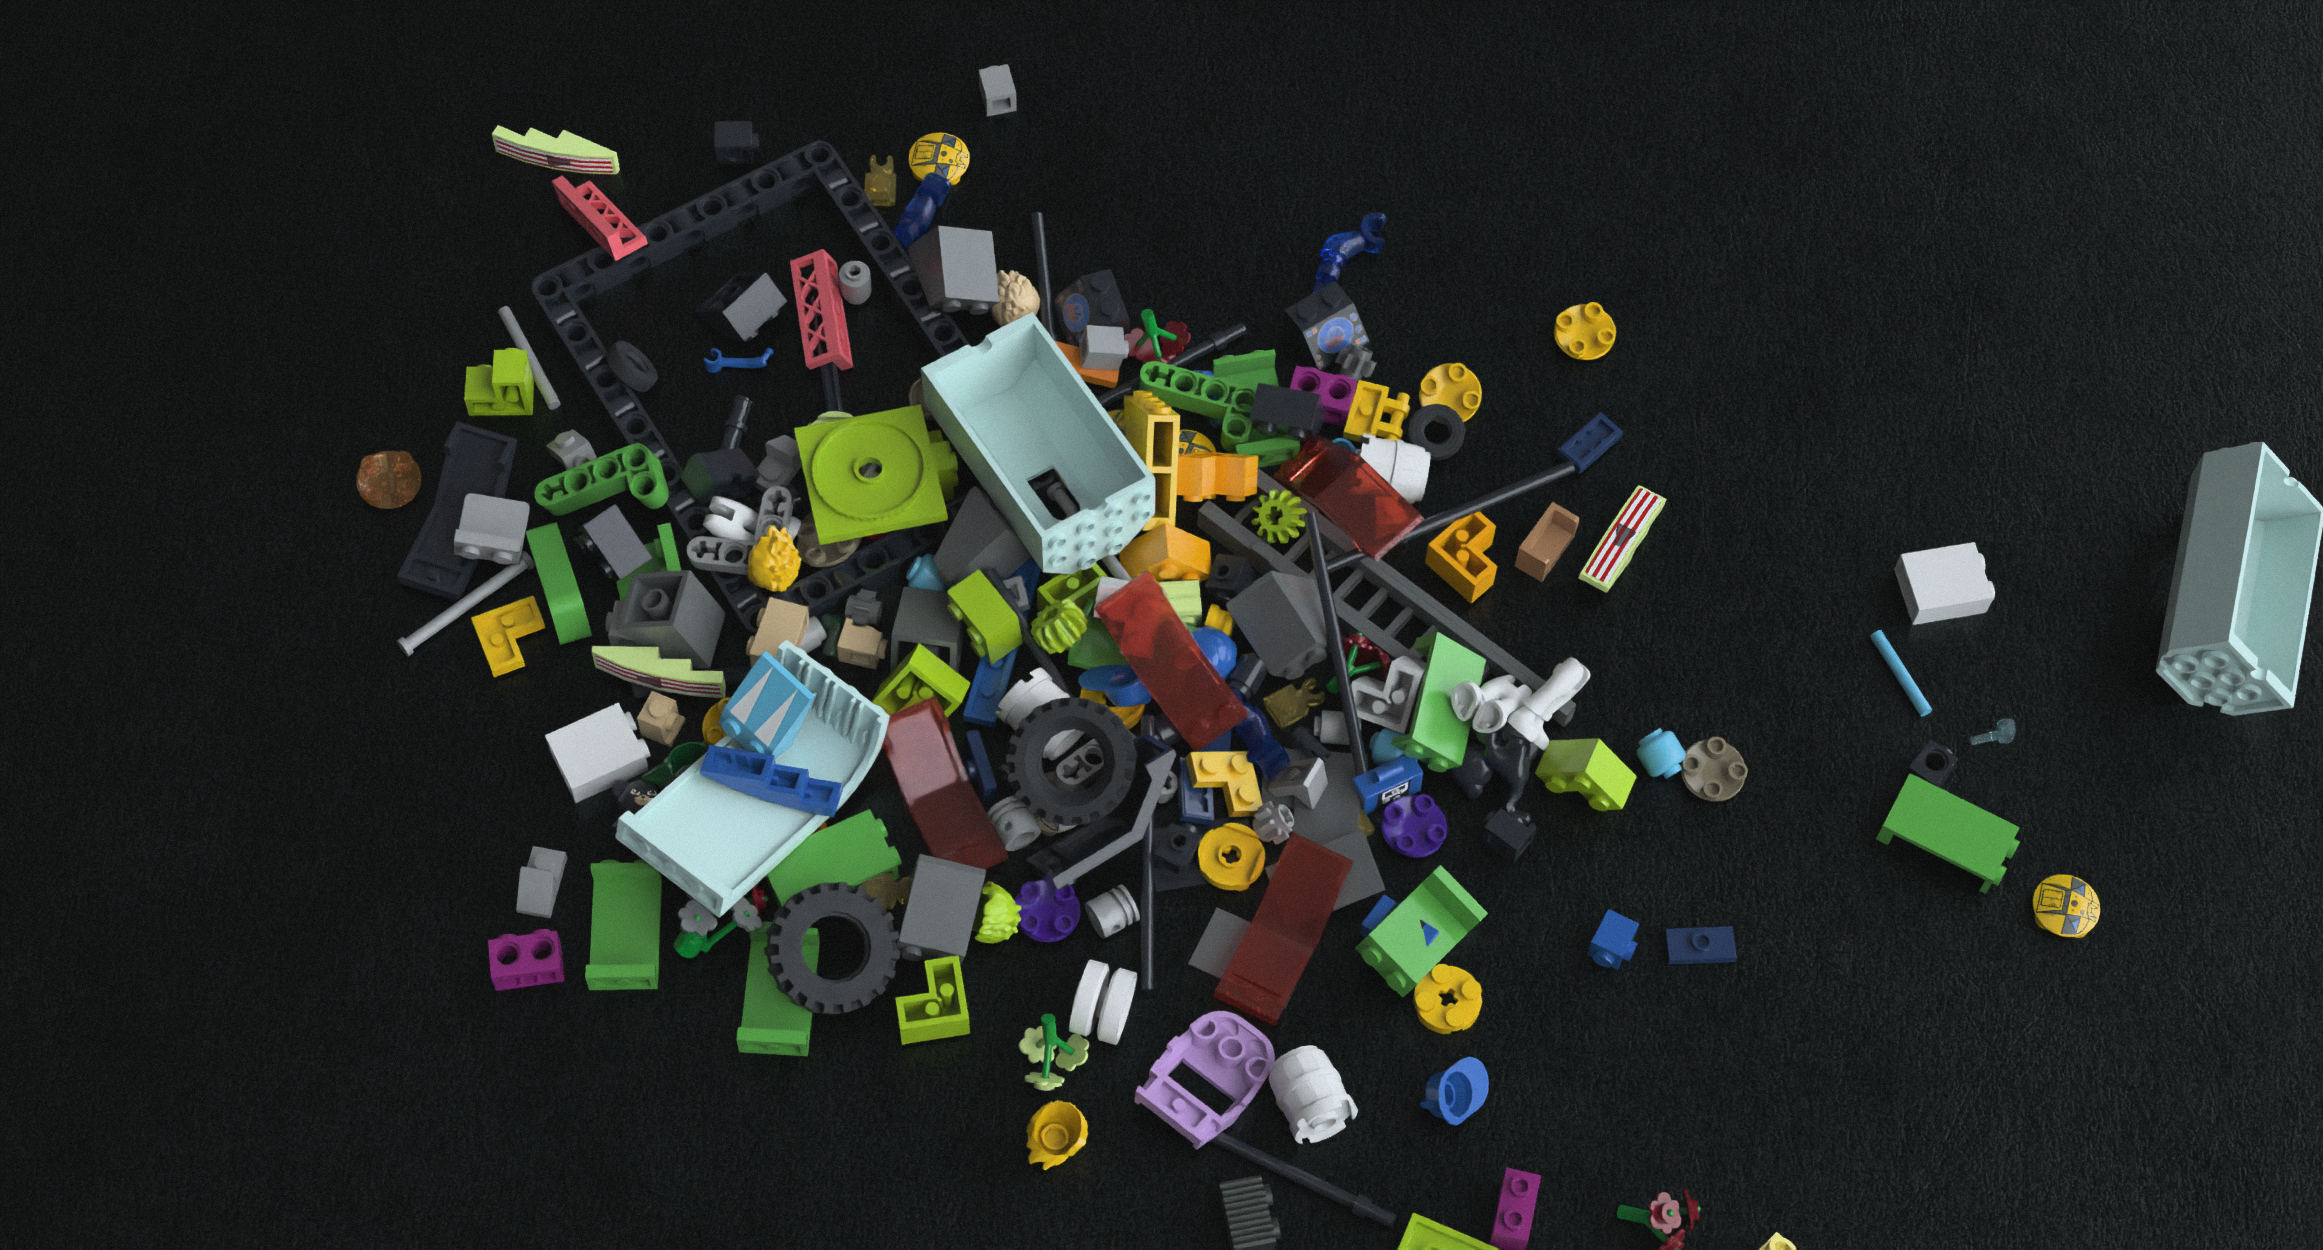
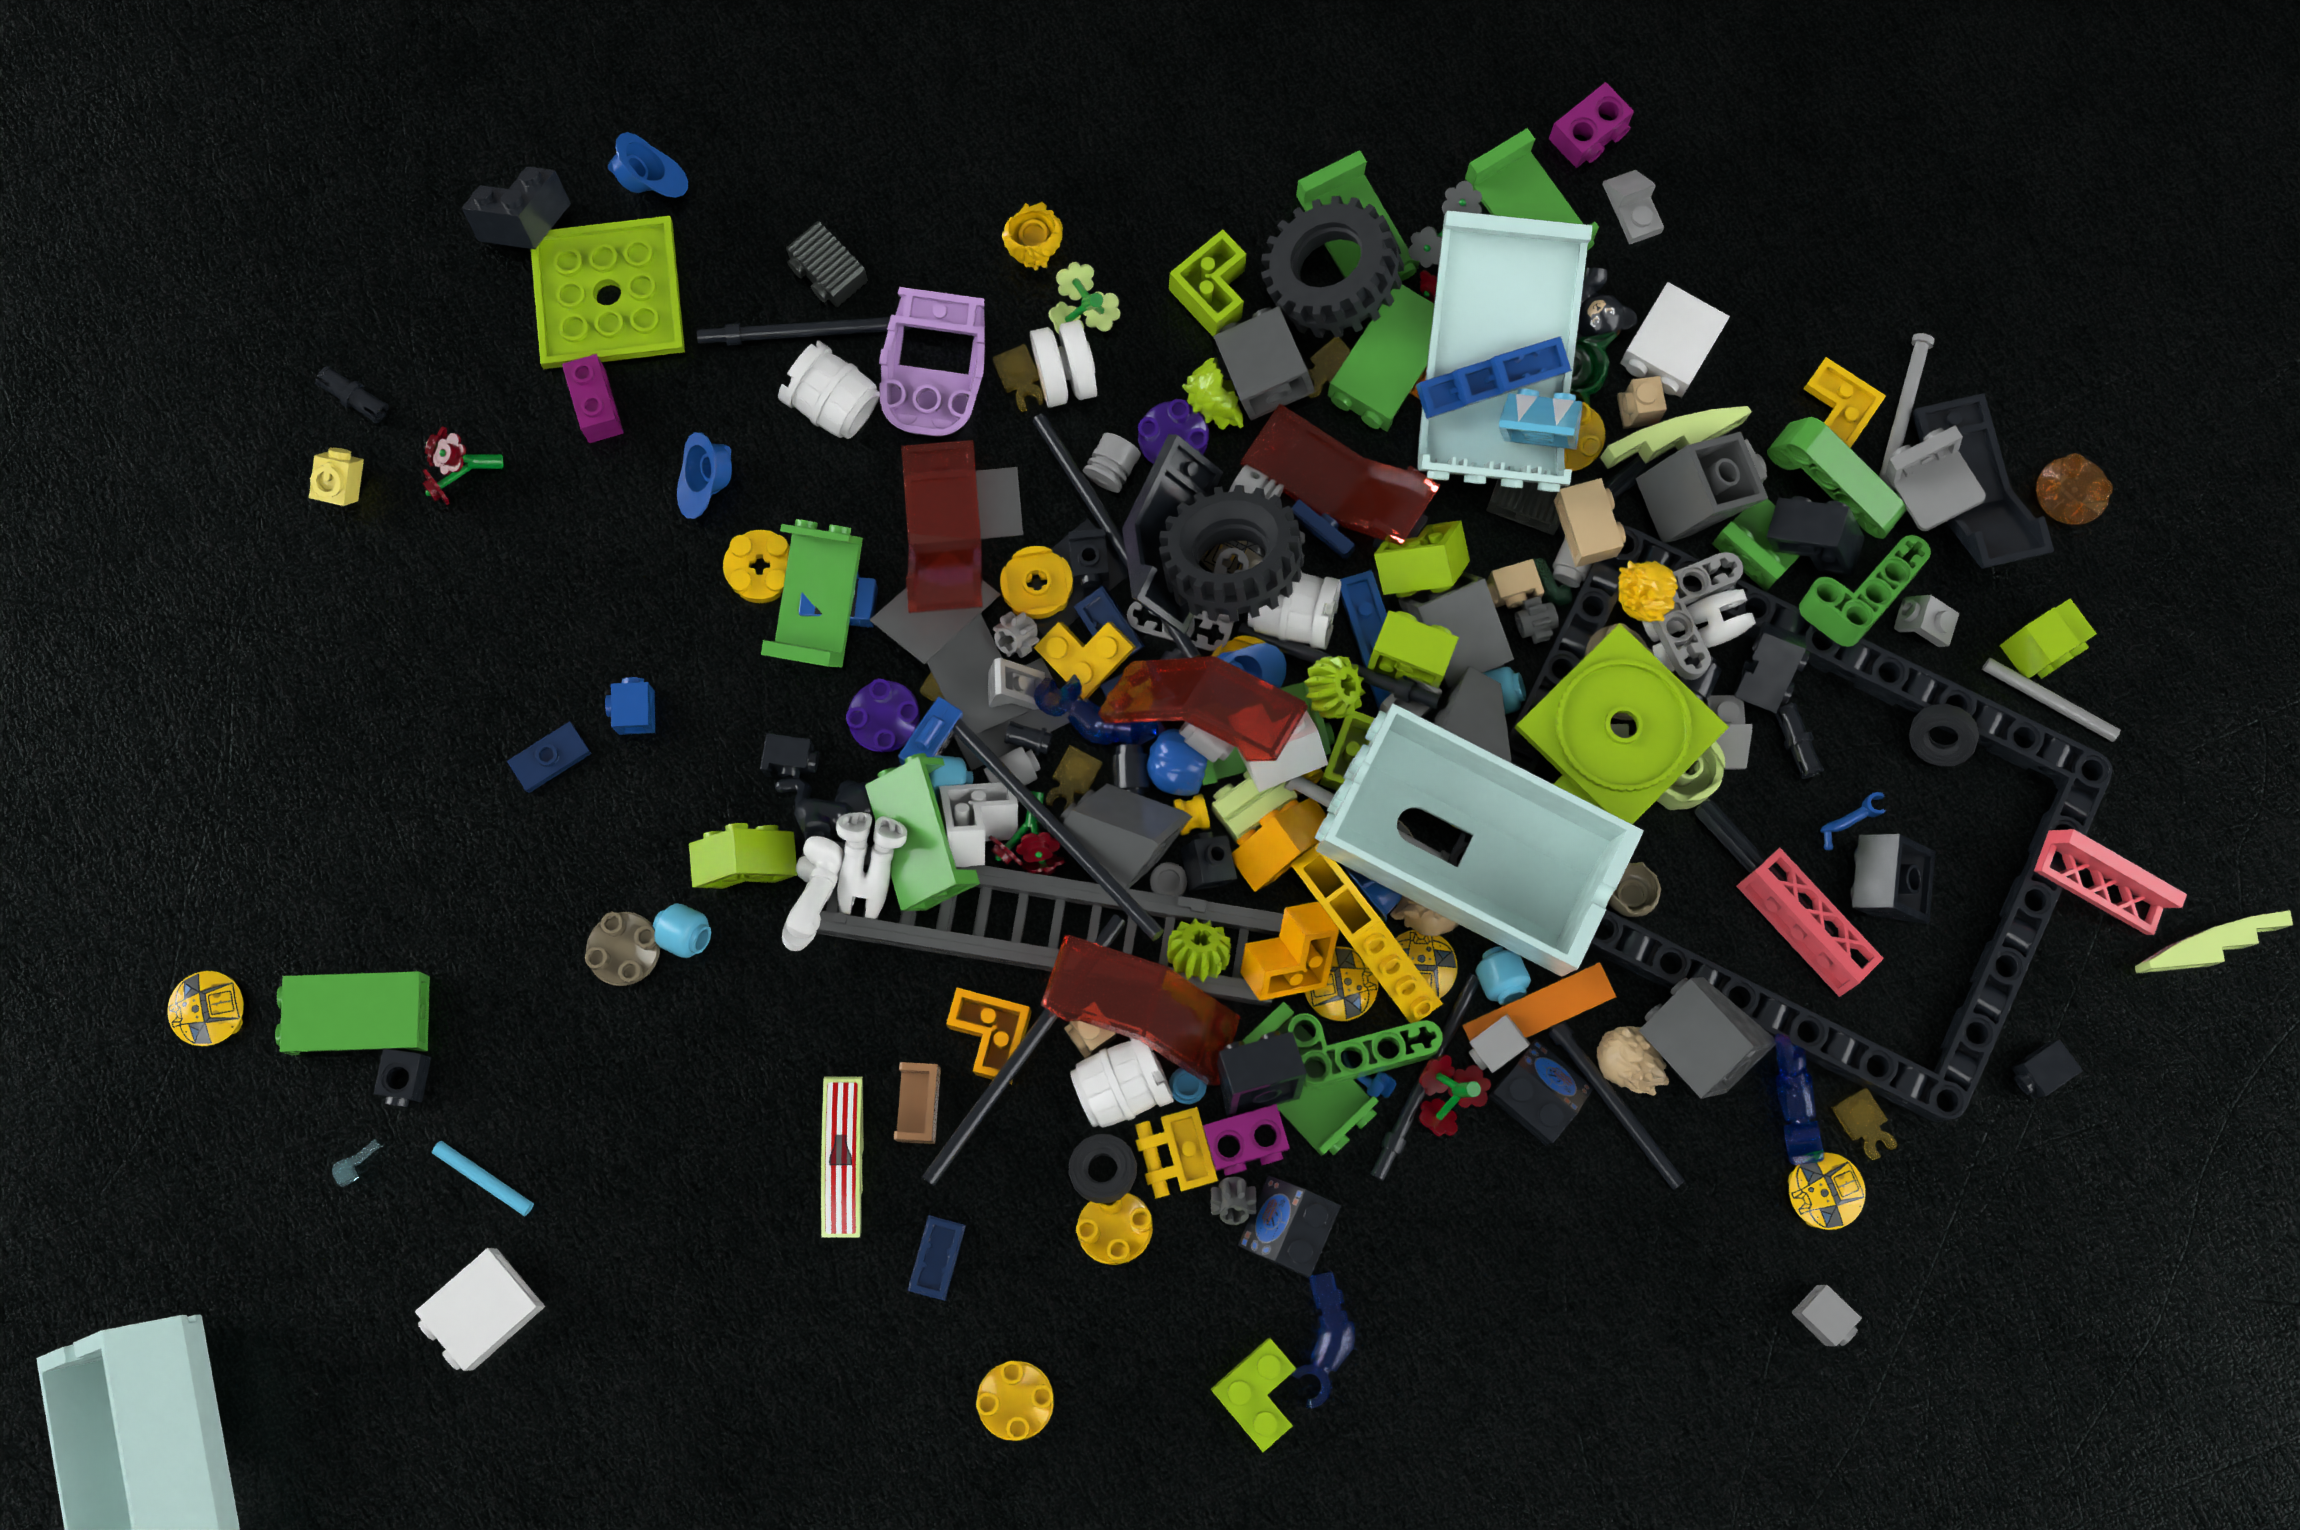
camera: 150 degrees right, 15 degrees up
(855, 282) = (1791, 976): light grey brick -> none
(1140, 1037) = (1018, 373): none -> clear yellow plate
(1418, 249) = (1246, 1392): none -> lime brick

